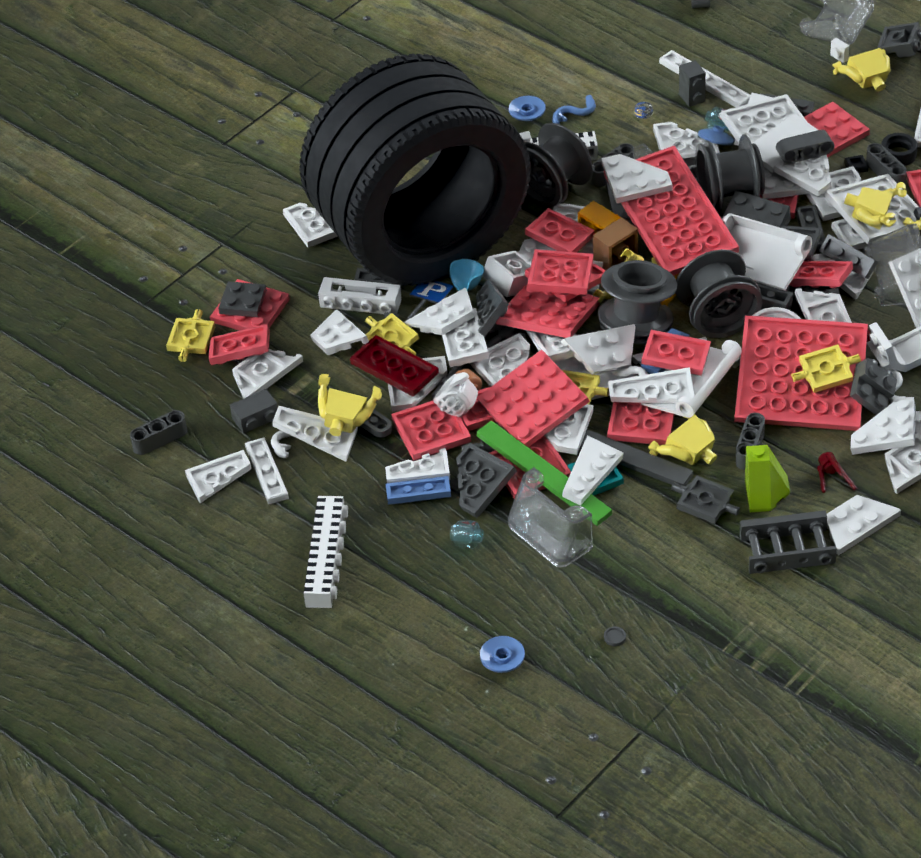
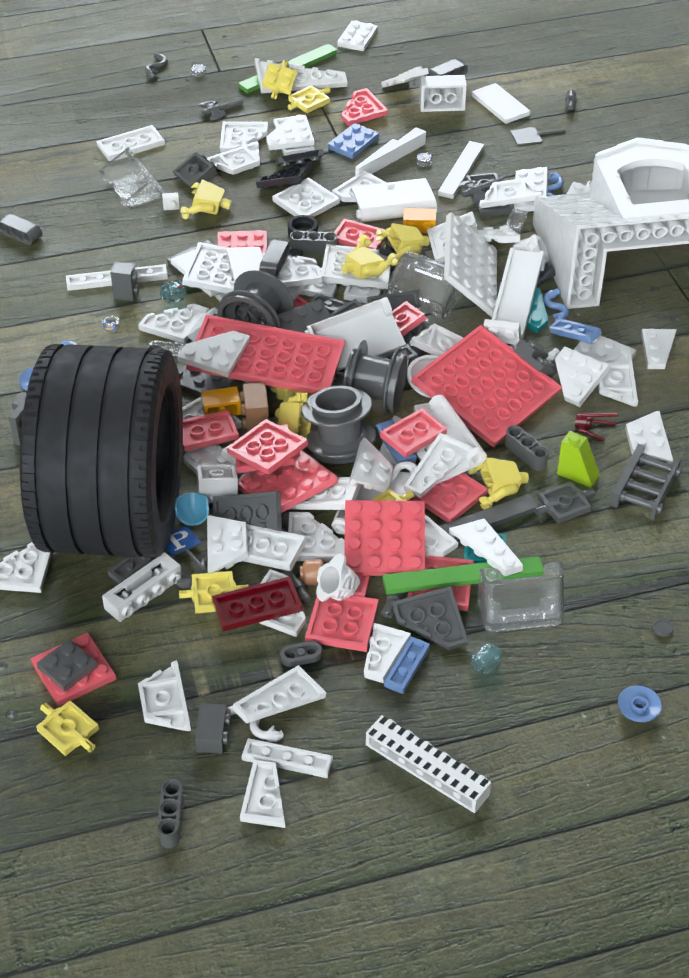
camera: 60 degrees left, 0 degrees up
(239, 344) = (121, 696): coral plate -> none
(337, 334) = (176, 623): white wing -> none
(342, 409) = (282, 661): light yellow torso -> none
(716, 135) = (189, 300): medium blue dish -> none
(826, 368) = (503, 367): light yellow plate -> none

